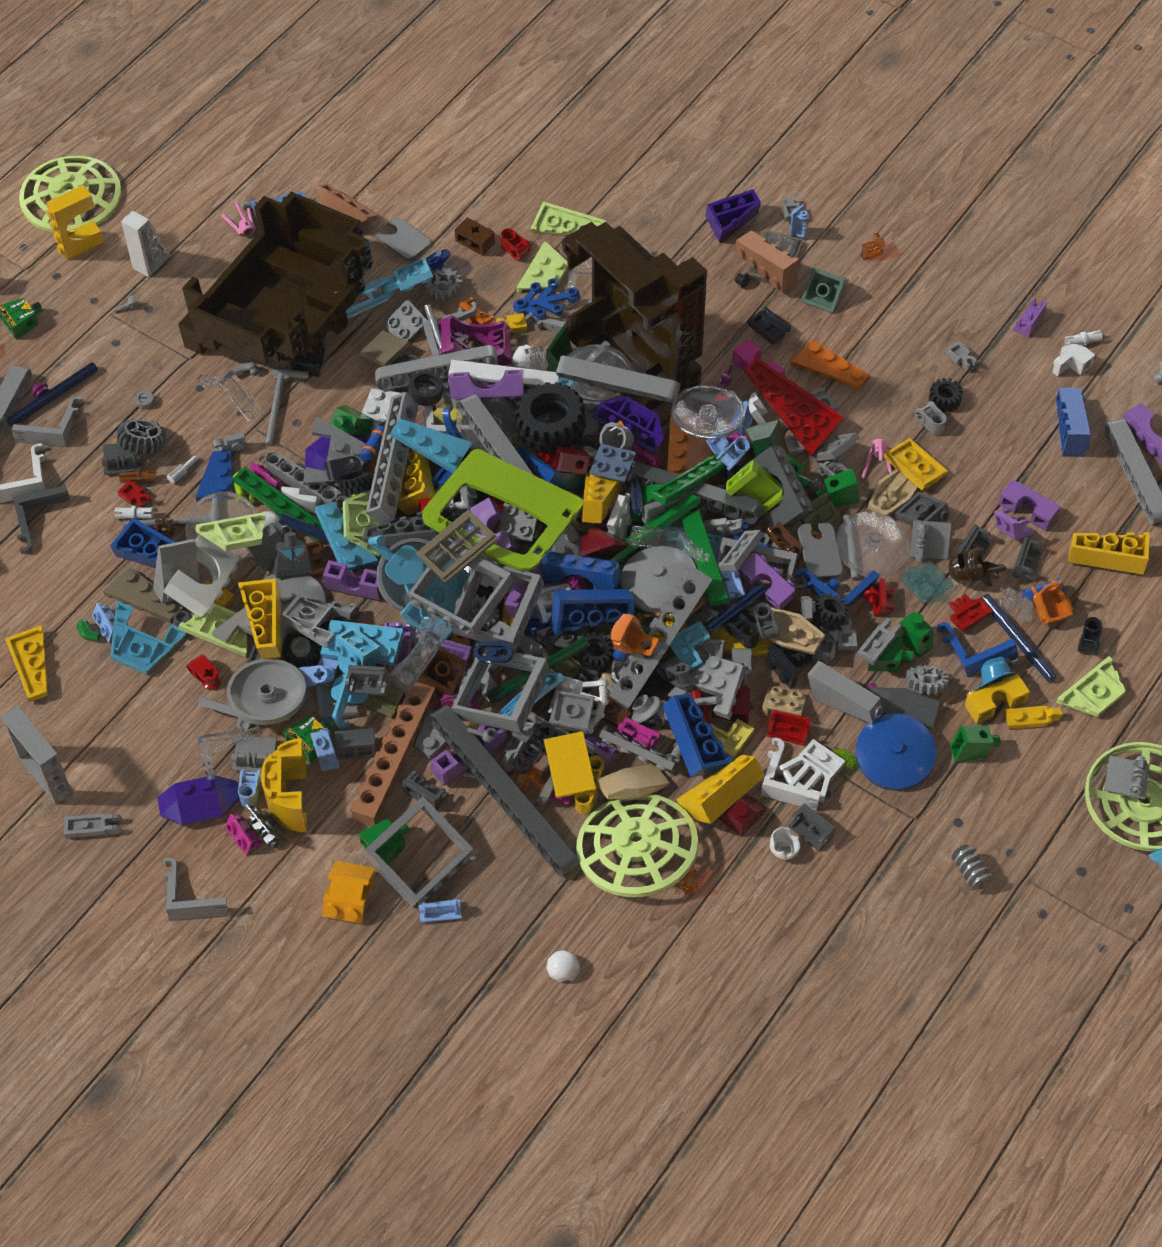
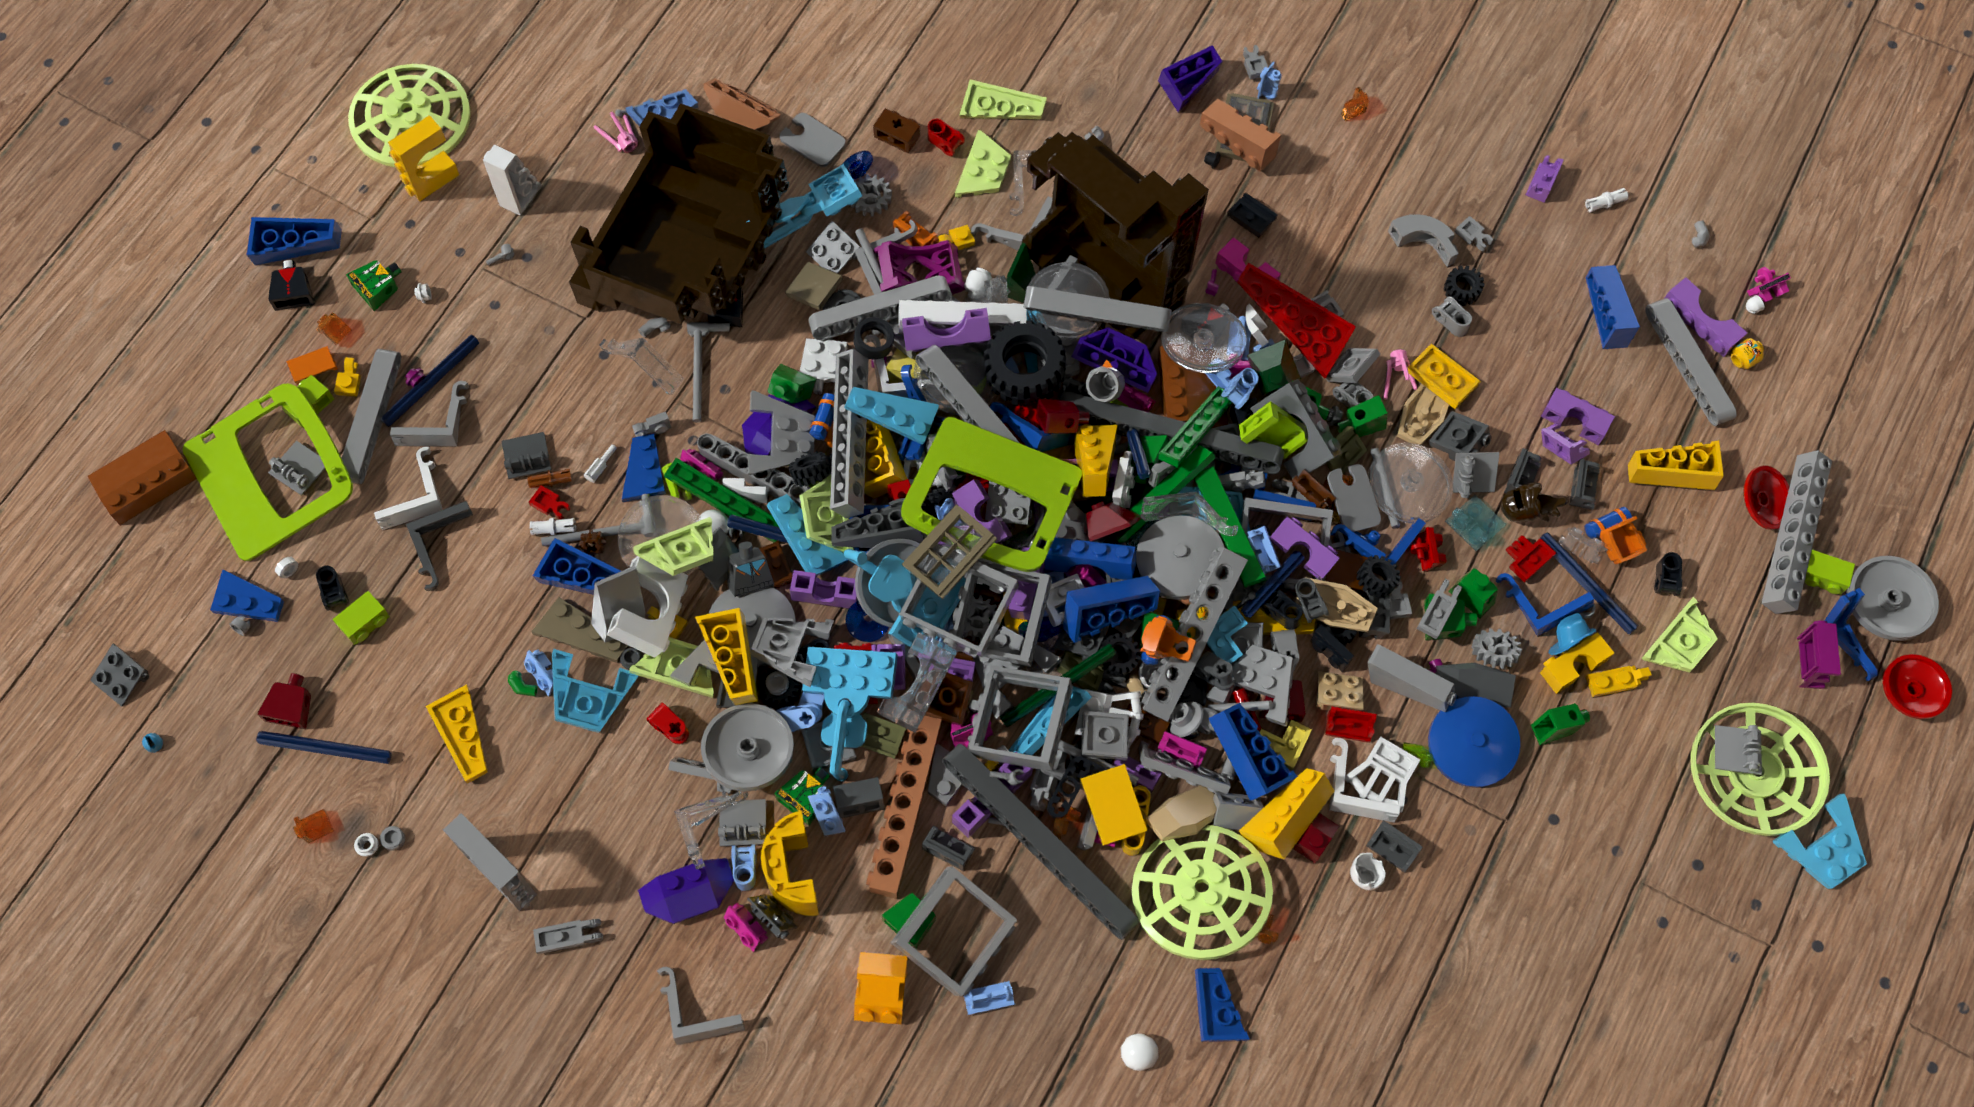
camera: 10 degrees left, 10 degrees up
(58, 327) = (423, 292): none -> white plate
(141, 436) = (546, 428): dark grey gear -> none
(144, 399) = (541, 377): light grey tile -> none
(338, 467) = (790, 451): black piece -> none
(355, 646) = (845, 683): medium azure bracket -> none
(368, 680) = (866, 724): dark grey hinge -> none
(376, 610) = (860, 628): none -> clear blue dish
(494, 652) = (1008, 675): dark blue plate -> none
(526, 304) = (990, 206): blue plant -> none
(613, 462) = (1106, 416): sand blue hinge -> none
(635, 940) = (1216, 1010): none -> blue wing
(675, 784) = (1234, 810): none -> light grey panel
(740, 551) = (1271, 516): light grey plate -> none
(807, 607) = (1354, 576): light grey plate -> none
(824, 289) = (1308, 164): sand green slope -> none
(830, 365) = (1320, 255): orange wing -> none
(917, 348) = (1427, 230): none -> light grey arch
(970, 866) = (1580, 877): light grey piece -> none
(1075, 357) = (1602, 225): white brick -> none

